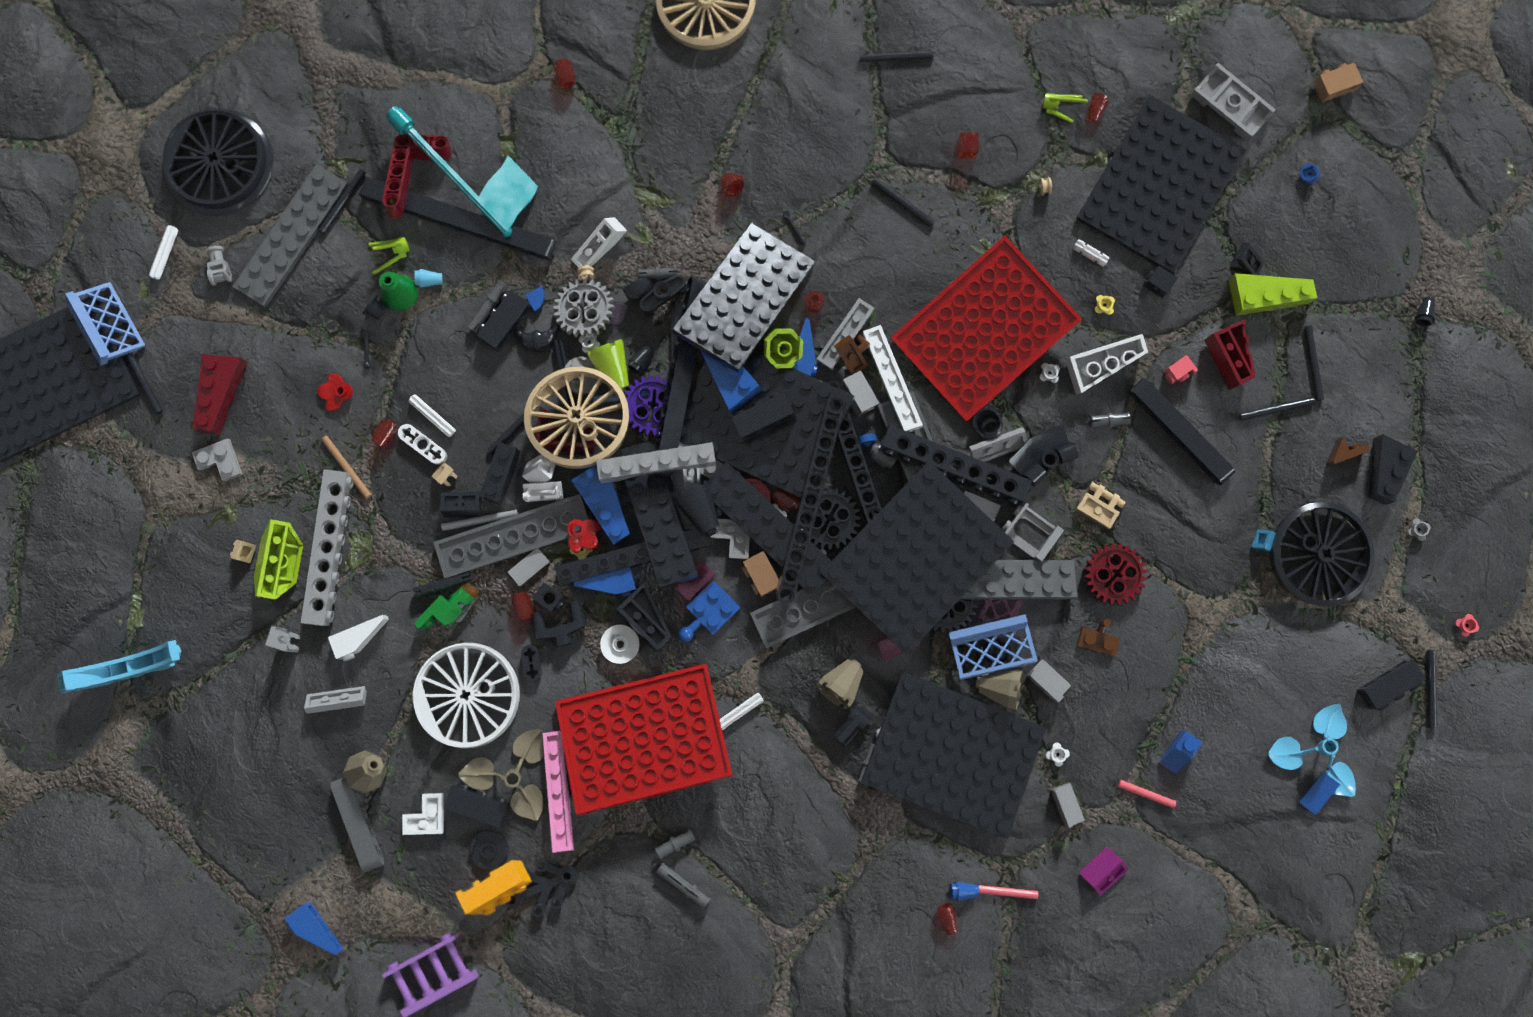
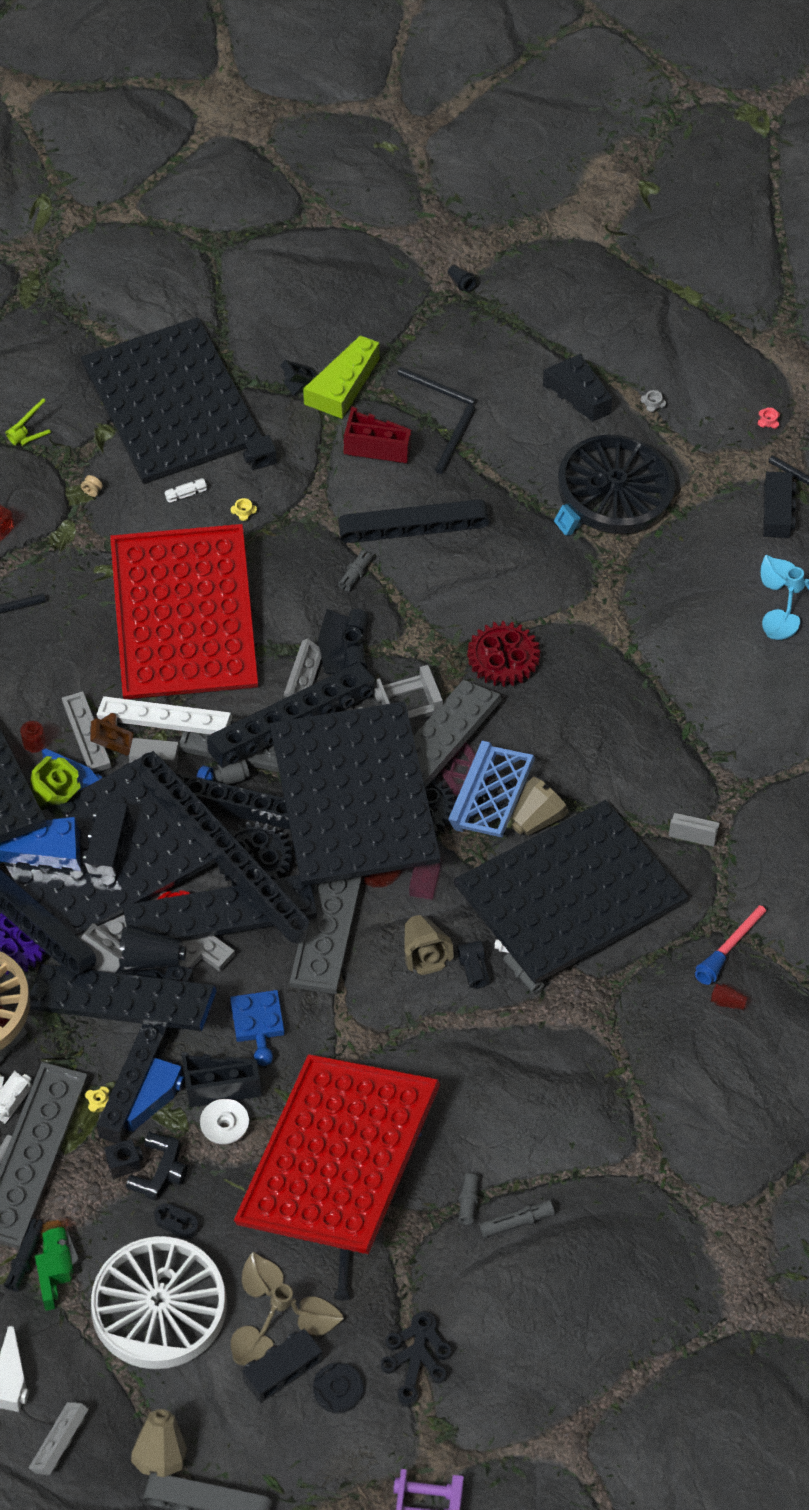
camera: 55 degrees left, 25 degrees down
(431, 819) = (261, 1426): white plate -> none
(495, 889) = (383, 1392): light orange wedge -> none
(522, 606) = (110, 1189): clear red brick -> none
(528, 567) = (75, 1161): light grey tile -> none
(558, 792) = (329, 1272): bright pink plate -> none
(585, 536) = (85, 1082): red plate -> none
(604, 504) = (69, 1045): blue wedge -> none
(671, 459) = (53, 986): light grey arch -> none
(691, 587) = (218, 1018): clear pink slope -> none
(741, 710) = (380, 1047): white axle -> none
(761, 573) = (259, 949): medium nougat brick -> none
(786, 500) = (204, 880): clear red brick -> none
(988, 423) = (275, 666): black hair -> none
(1049, 680) = (563, 772): light grey panel -> none
(1054, 369) = (269, 585): white plate -> none
(1057, 759) = (638, 801): white plate -> none
(1097, 106) = (55, 401): clear red cone -> none
(1097, 364) = (294, 544): white wedge -> none
(1098, 510) = (432, 631): tan plate -> none
(1098, 640) = (555, 708): reddish brown plate -> none
(1104, 870) = (780, 836): magenta panel -> none
(1147, 794) = (734, 757): coral bar -> none
(1180, 370) = (356, 486): coral brick -> none
(1180, 751) = (712, 703): blue slope -> none
(1245, 116) = (124, 302): light grey piece -> none
(1309, 173) = (262, 285): blue tile -> none
(1338, 81) = (198, 214): medium nougat brick -> none
(1342, 452) = (536, 412): reddish brown slope -> none

